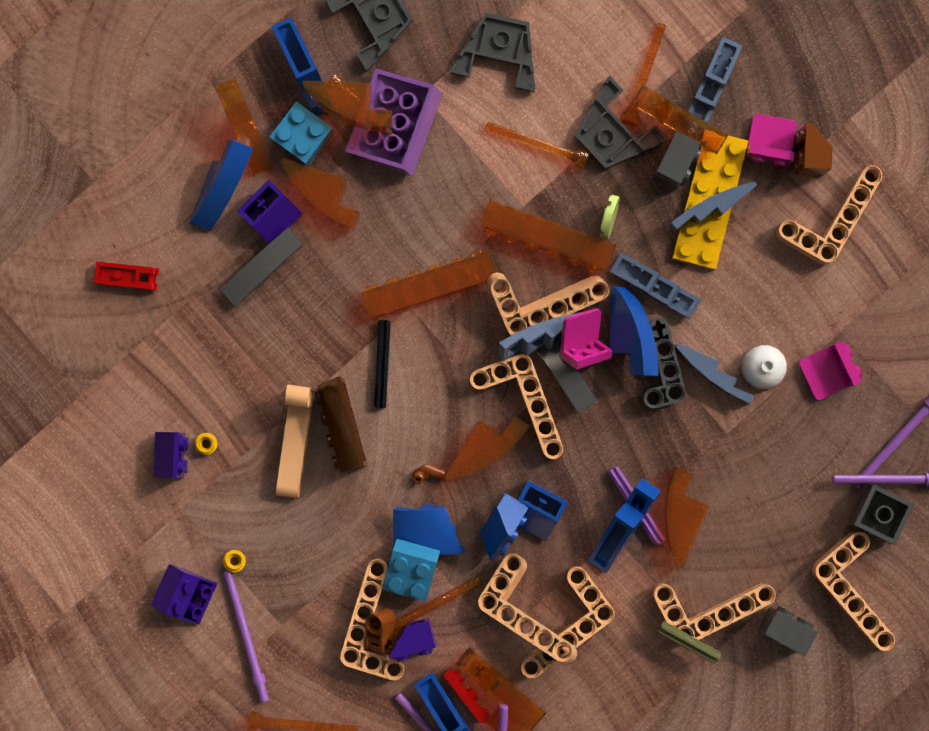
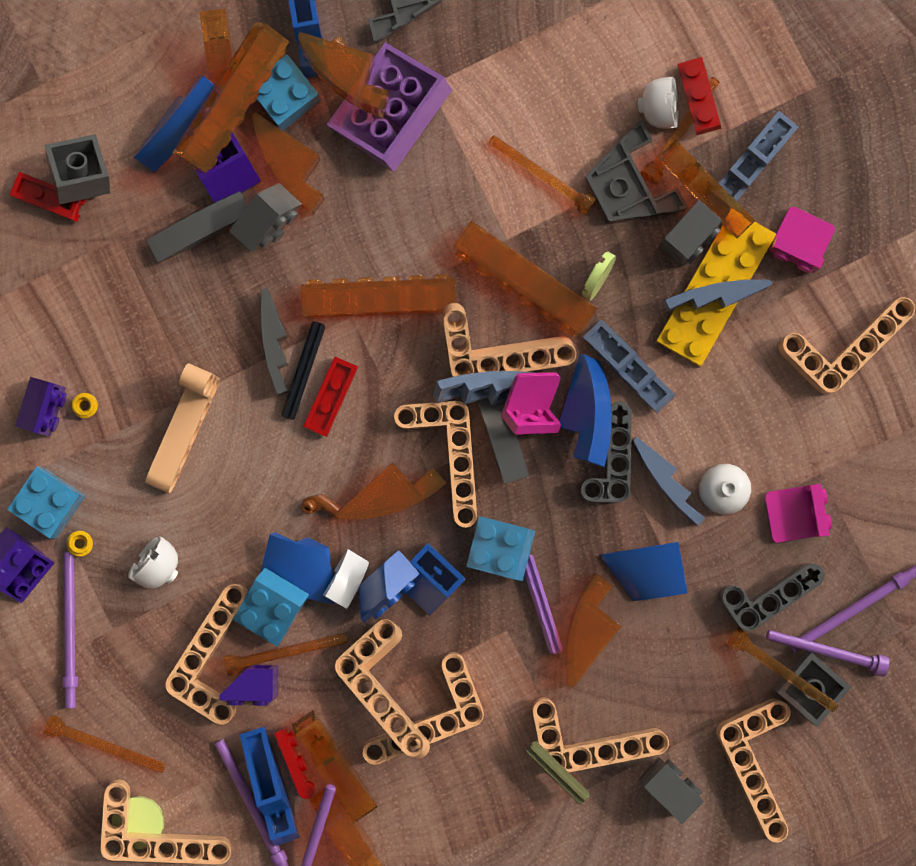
camera: 15 degrees right, 0 degrees up
(146, 246) = (77, 169): none -> dark grey brick
(197, 534) = (46, 502): none -> dark azure brick
(261, 151) = (231, 97): none -> clear orange brick
(304, 561) = (155, 565): none -> white cylinder
(317, 244) = (266, 217): none -> dark grey brick
(341, 424) = (239, 425): reddish brown slope -> none
(348, 339) = (272, 334): none -> dark grey slope
(379, 631) = (217, 663): dark orange piece -> none
(411, 379) = (330, 396): none -> red plate
(468, 529) = (346, 579): none -> white slope
(502, 41) = (533, 50): dark grey wing -> none
(590, 468) = (500, 548): none -> dark azure brick
(621, 57) = (660, 103): none -> white cylinder
(624, 525) = (521, 622): blue slope -> none
(652, 42) = (699, 96): none -> red plate
(719, 453) = (649, 571): none -> blue slope
(812, 491) = (740, 641): none -> clear orange piece
(813, 153) = (844, 266): dark orange slope -> none
(830, 442) = (775, 591): none -> dark grey beam

